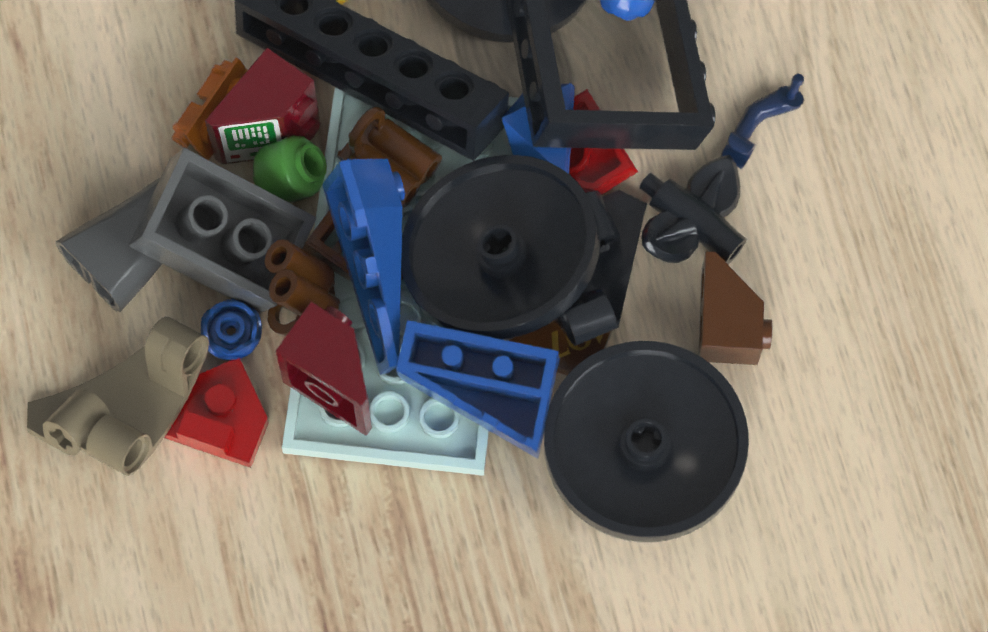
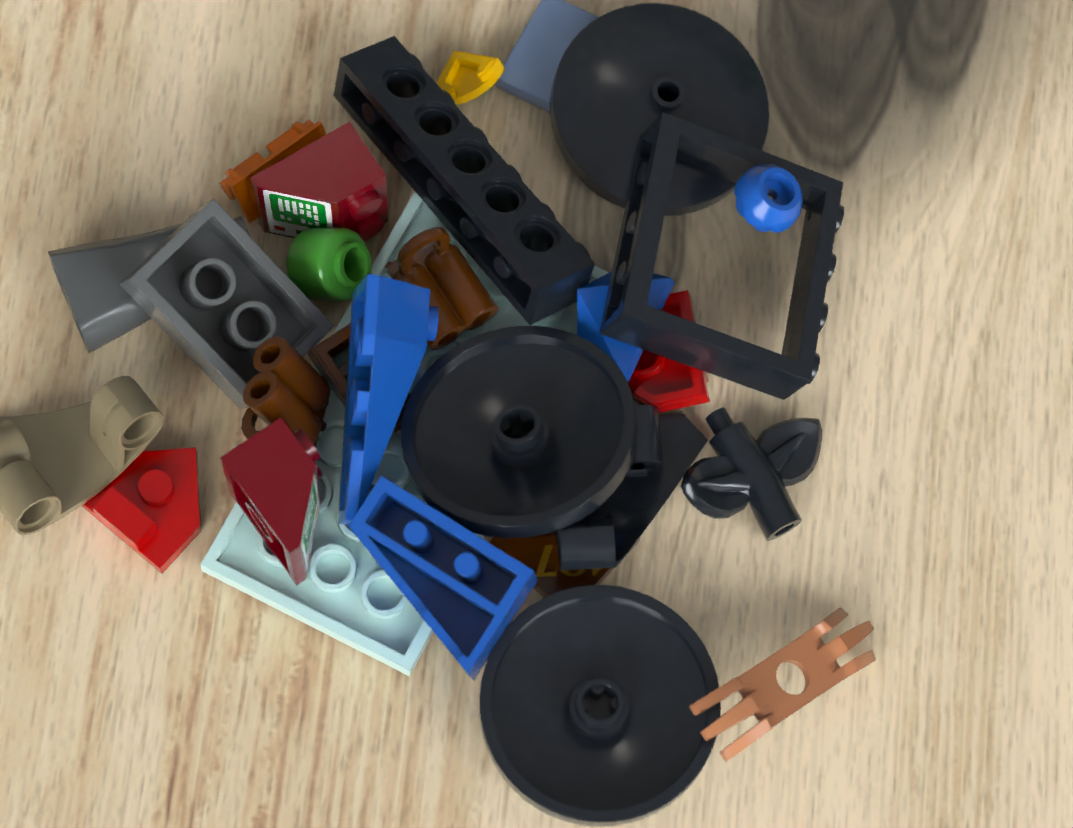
camera: 15 degrees right, 0 degrees up
(236, 315) = (196, 398): blue plate -> none
(730, 316) = (749, 600): reddish brown slope -> none
(774, 386) = (766, 698): none -> nougat piece
(776, 103) = (891, 380): dark blue piece -> none

